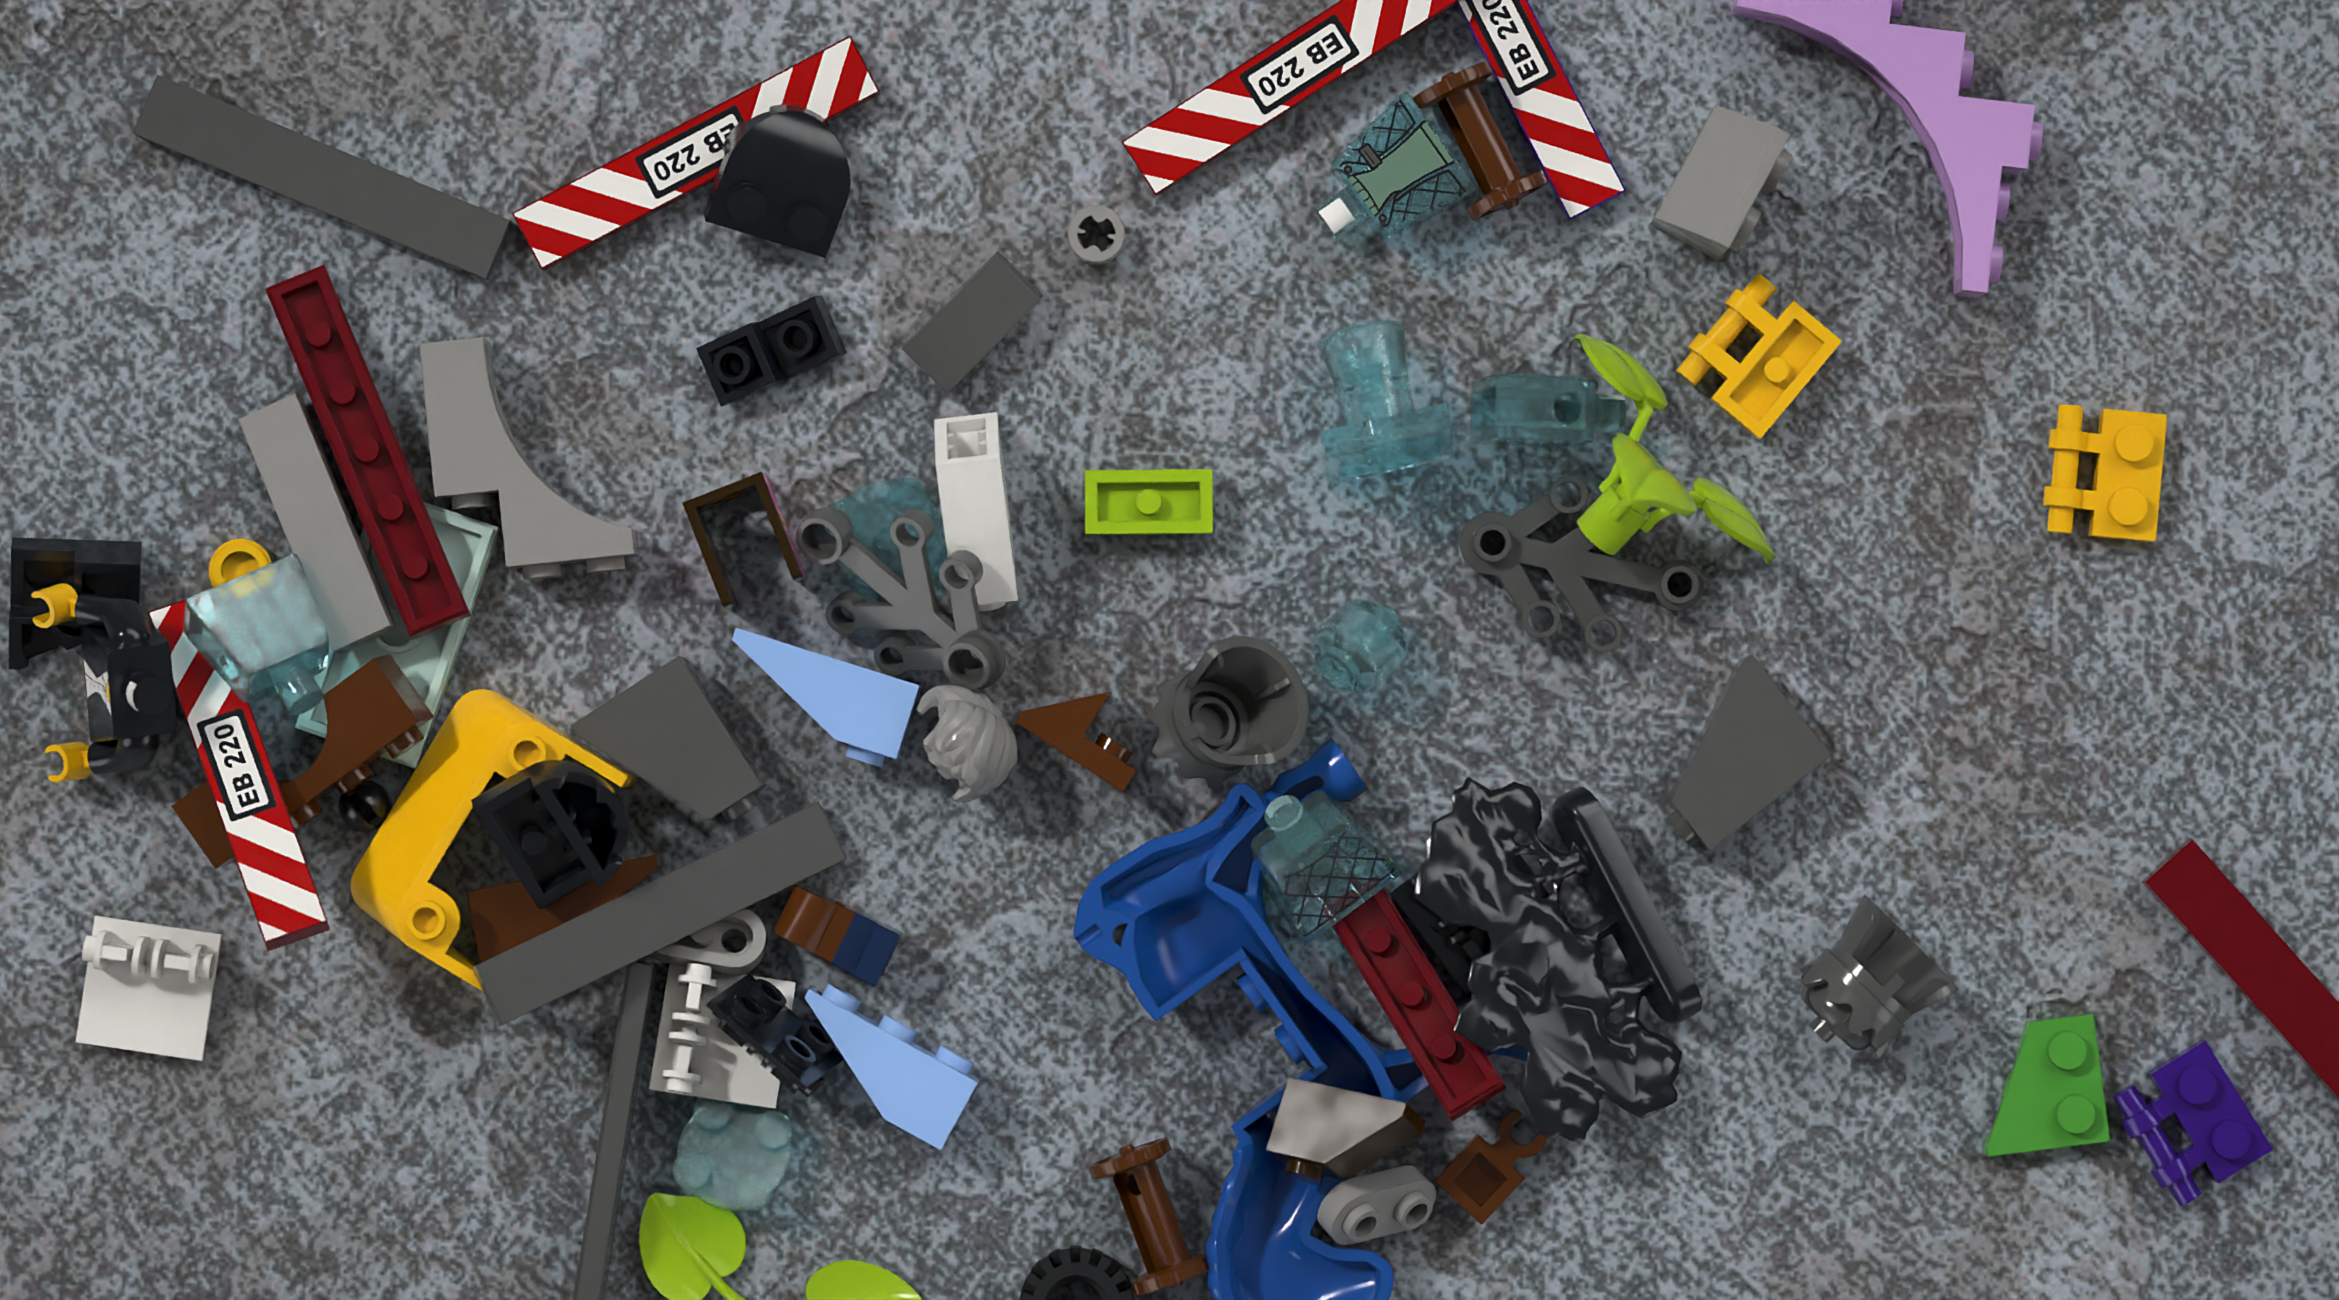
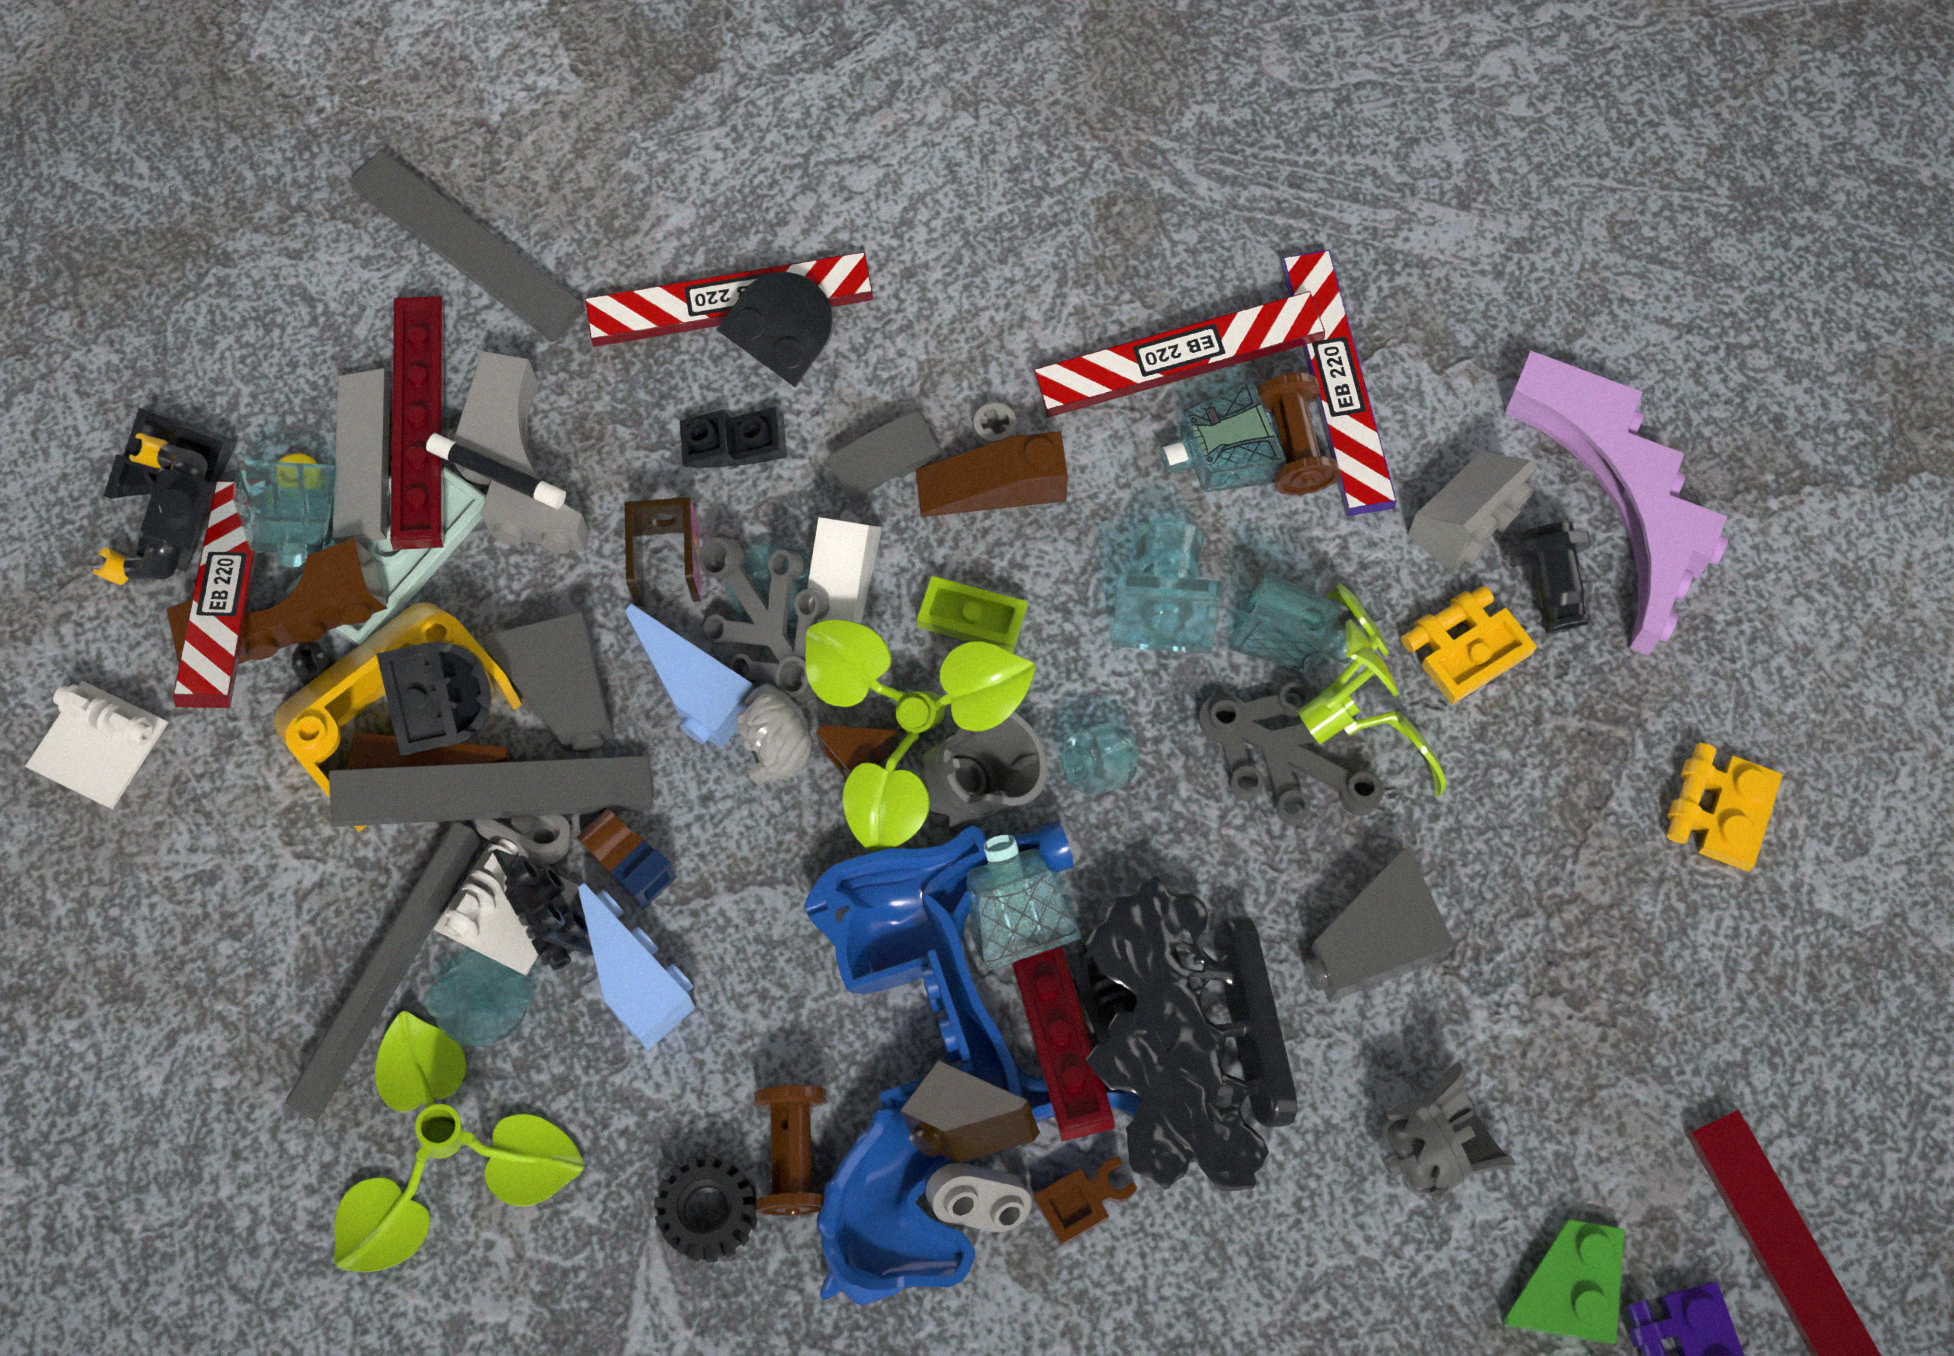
camera: 20 degrees right, 20 degrees down
(505, 507) = (496, 471): none -> black bar
(1116, 311) = (996, 476): none -> reddish brown slope
(1198, 624) = (983, 691): none -> lime plant
(1839, 229) = (1554, 567): none -> black piece

